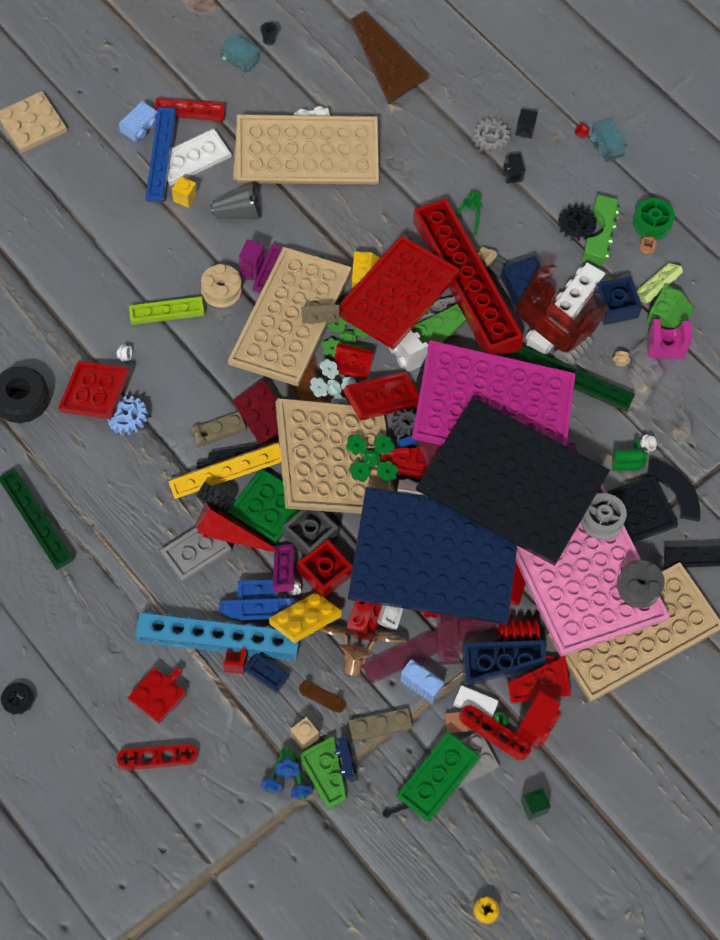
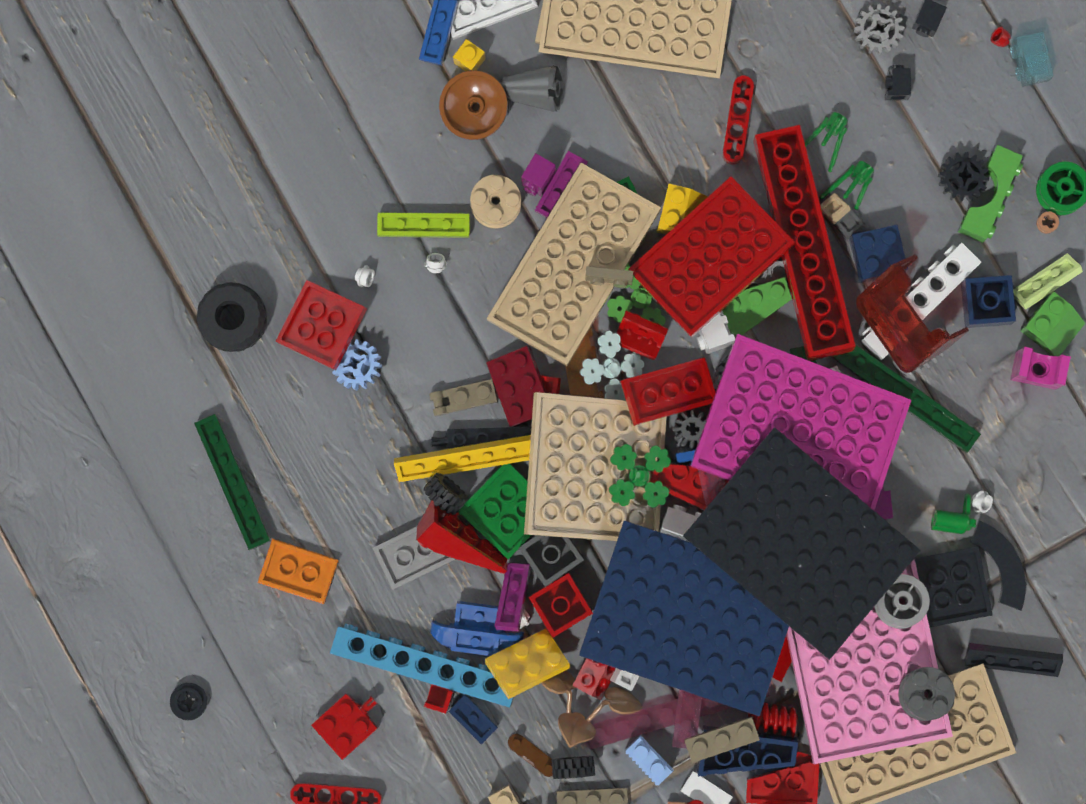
camera: 20 degrees right, 20 degrees up
(99, 580) = (298, 571): none -> orange tile
(180, 335) = (435, 263): none -> white plate
(190, 212) = (461, 95): none -> dark orange dish
(359, 694) = (573, 767): none -> black tyre
(398, 208) = (740, 120): none -> red beam
(480, 647) = (721, 739): none -> dark tan plate
(498, 232) = (860, 174): none -> green plant
(621, 358) = (976, 380): tan plate -> none

